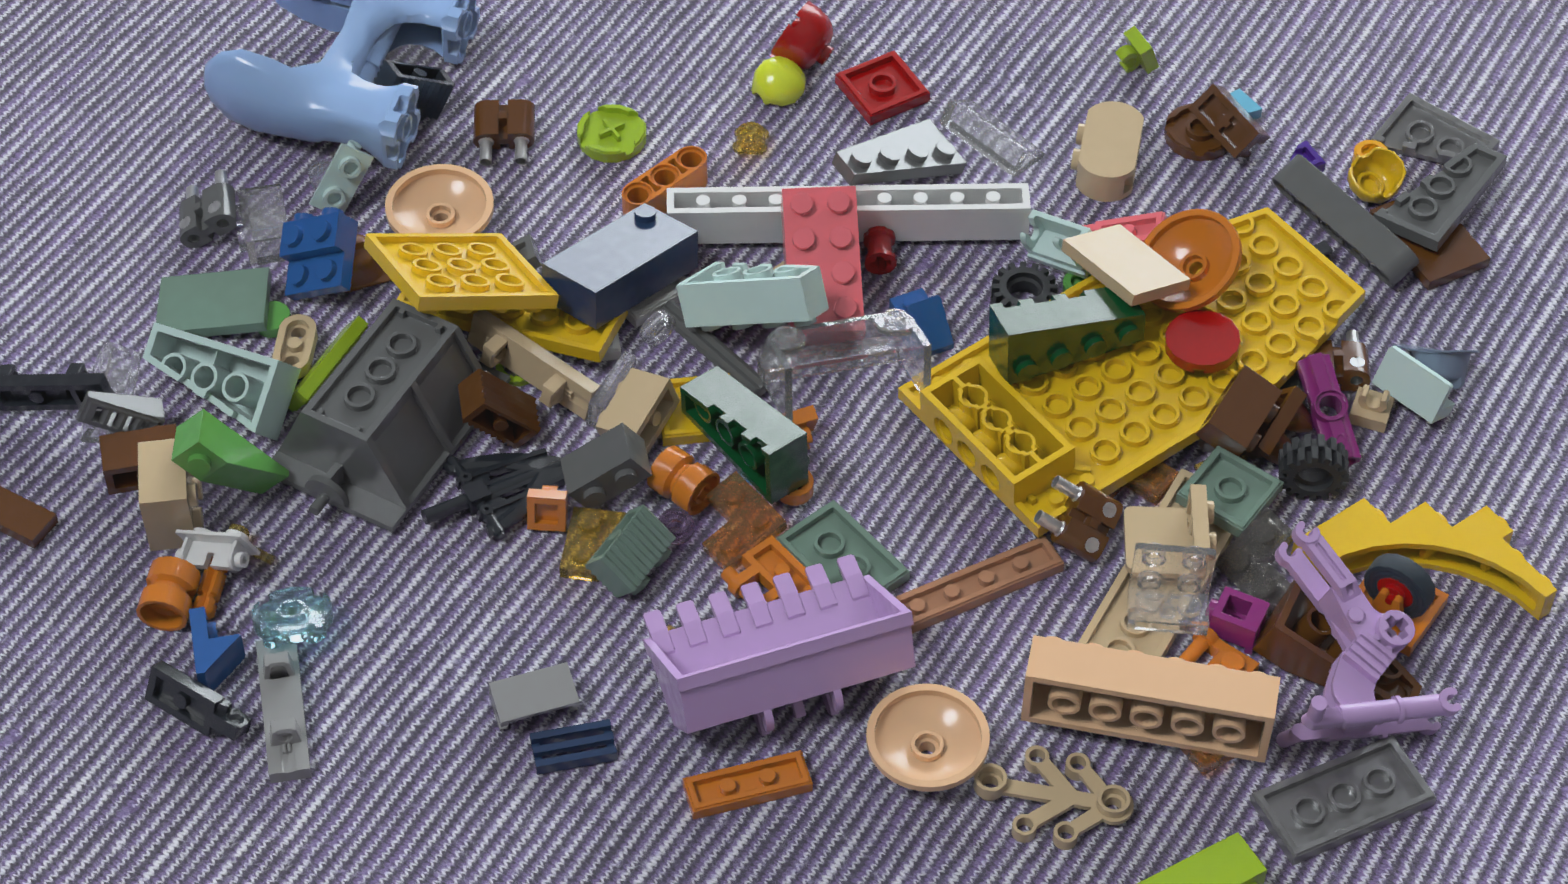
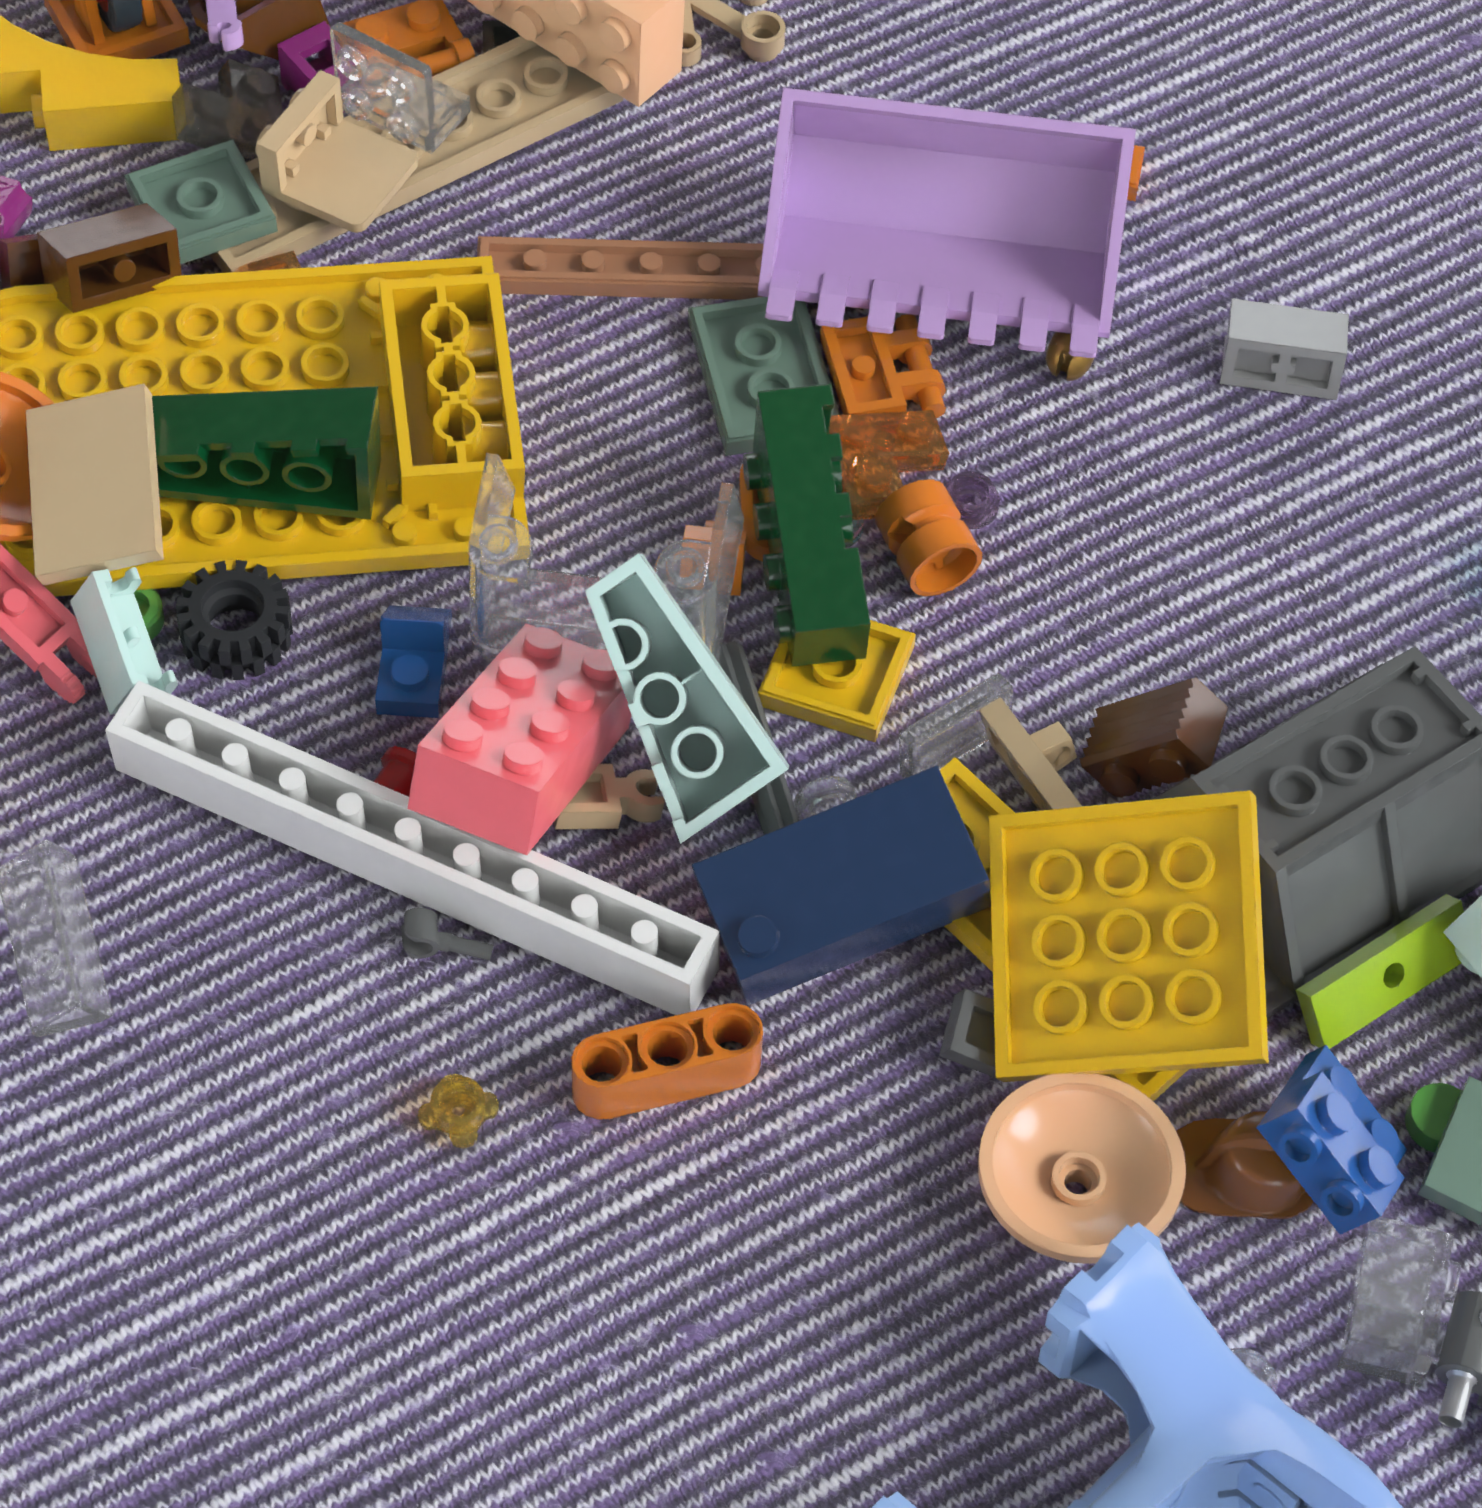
camera: 155 degrees left, 5 degrees up
(296, 350) = (1422, 1038): tan plate -> none
(342, 177) = (1239, 1304): light aqua hinge -> none
(432, 83) = (1024, 1438): black brick -> none
(486, 496) = (1224, 661): black bar -> none
(504, 125) = (875, 1332): reddish brown piece -> none
(547, 509) = (1142, 589): orange tile -> none
(572, 741) = (1256, 277): dark blue tile -> none
(585, 535) = (1088, 533): clear yellow wing -> none
(606, 466) = (1037, 581): dark grey brick -> none
(611, 133) = (686, 1246): lime tile -> none
(631, 552) = (1060, 465): sand green brick -> none
(642, 404) = (940, 657): tan brick -> none
(778, 81) = (332, 1212): neon yellow hair -> none
(806, 38) = (242, 1252): red cylinder -> none
(882, 87) = (158, 1124): red tile -> none
(900, 155) = (249, 913): wing -> none
(929, 720) = (812, 55): light nougat dish -> none
(1086, 520) = (423, 237): reddish brown piece -> none
(1202, 341) = (70, 360): red tile -> none
(1313, 467) = (66, 176): black tyre -> none

